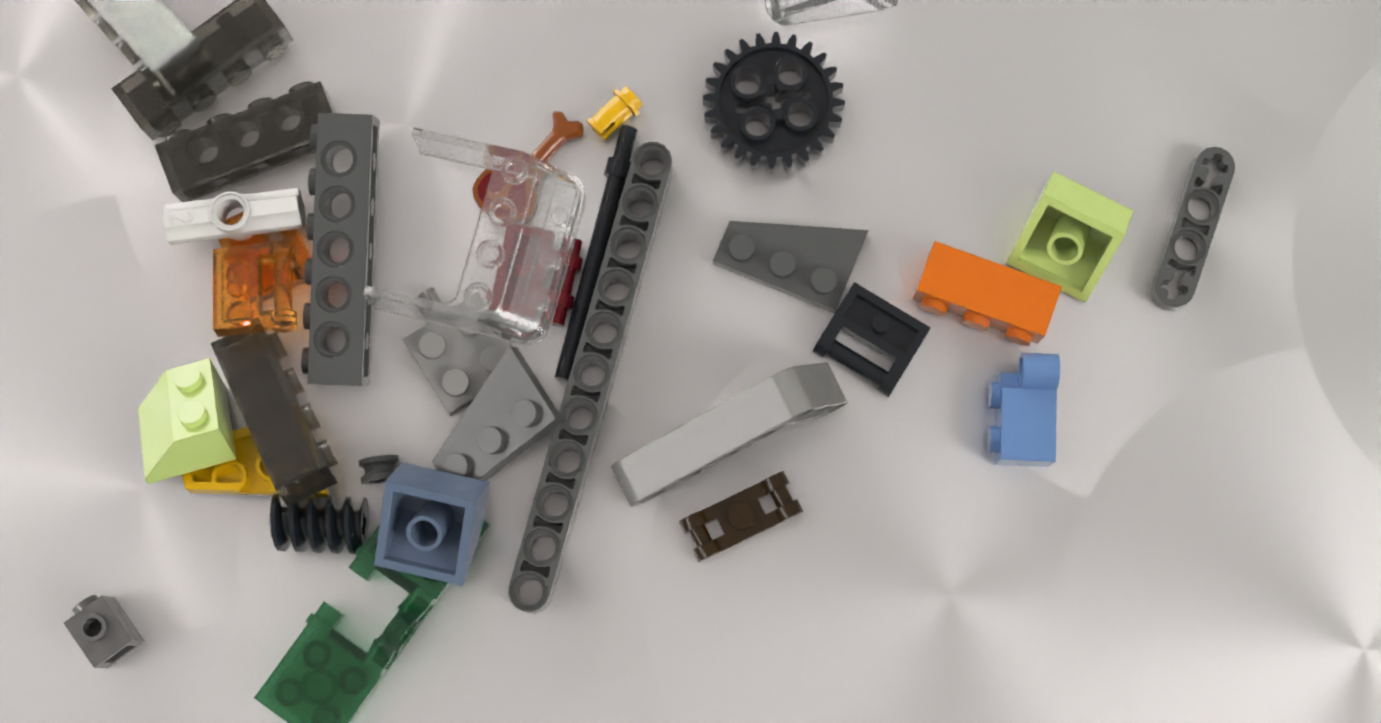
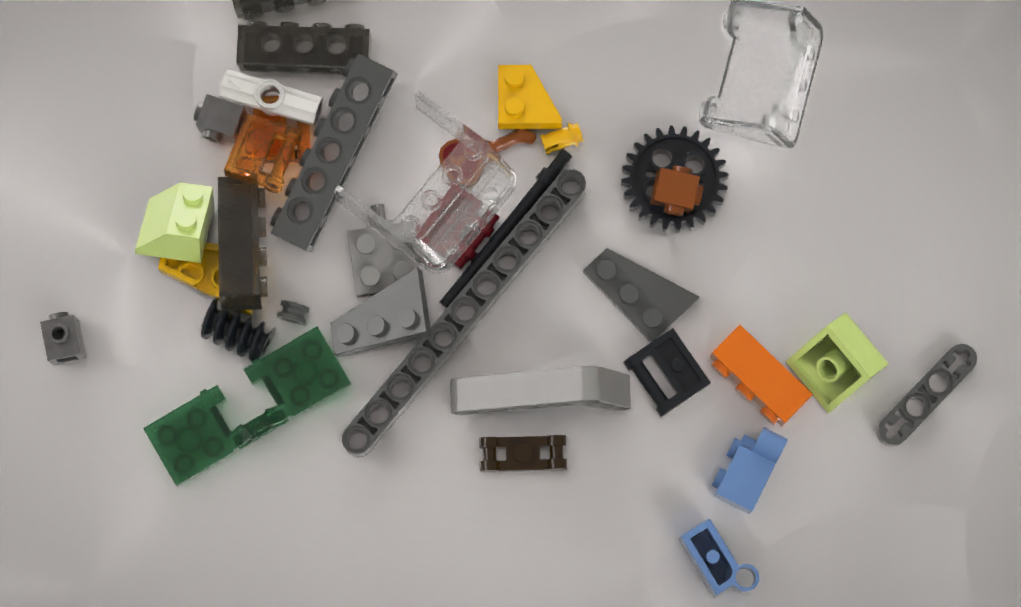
camera: 25 degrees right, 0 degrees up
(181, 271) = (219, 119): none -> flat silver brick
(430, 523) = (311, 363): sand blue slope -> none
(549, 87) = (524, 100): none -> yellow wing
(785, 111) = (676, 190): none -> dark orange brick
(1037, 541) = (714, 559): none -> medium blue hinge

